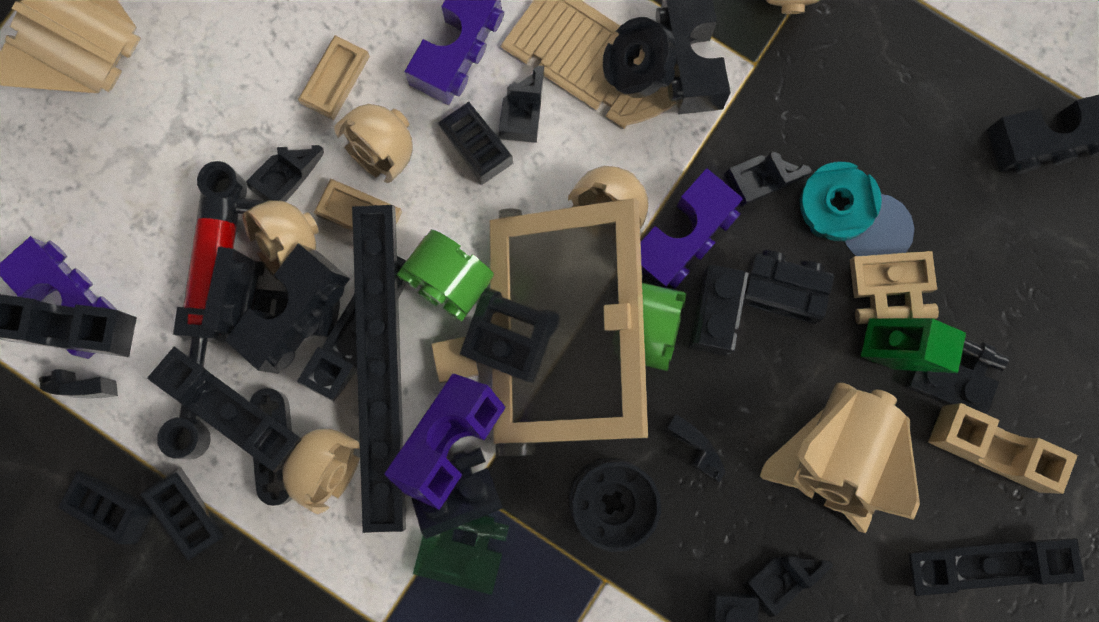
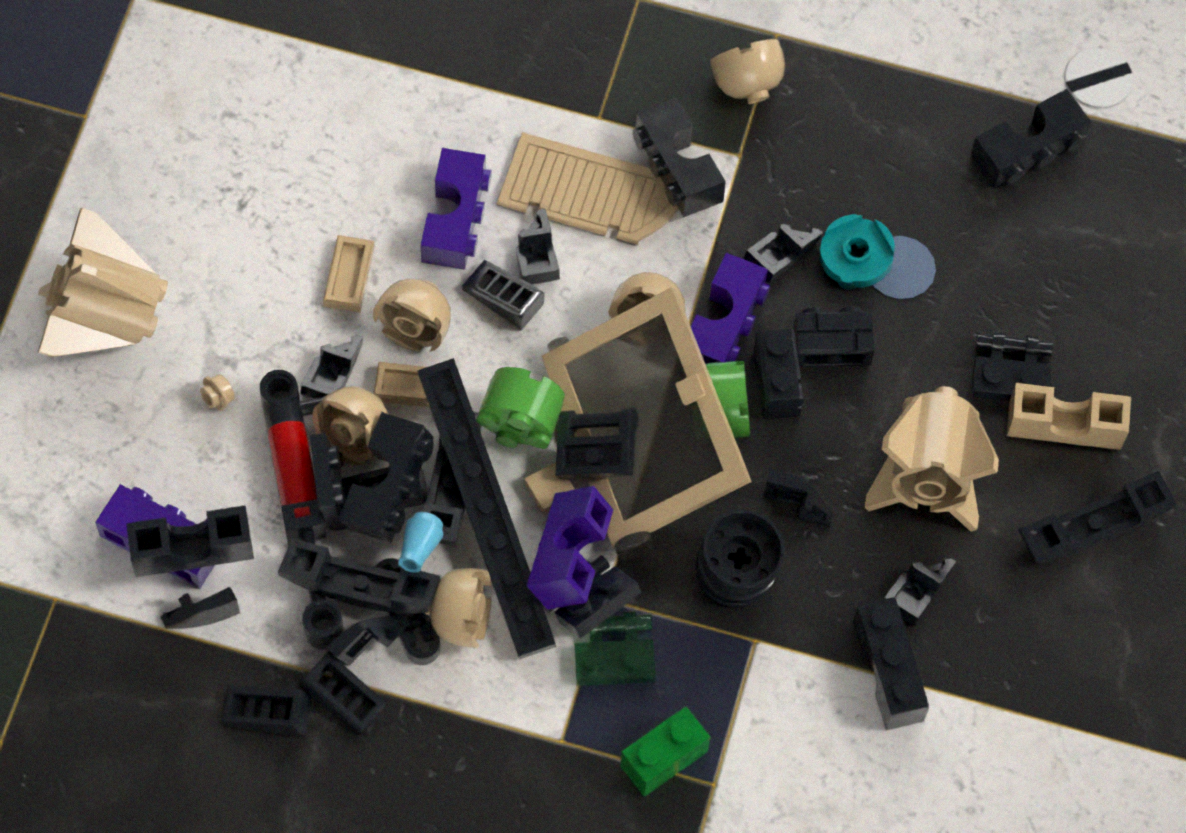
camera: 20 degrees left, 15 degrees down
(163, 164) = (217, 392): none -> tan plate
(227, 467) = (358, 637): none -> black slope
(290, 394) = (420, 539): none -> medium azure cone
(658, 63) = (650, 181): black plate -> none
(894, 275) = (927, 301): tan plate -> none
(914, 344) = (959, 348): green brick -> none

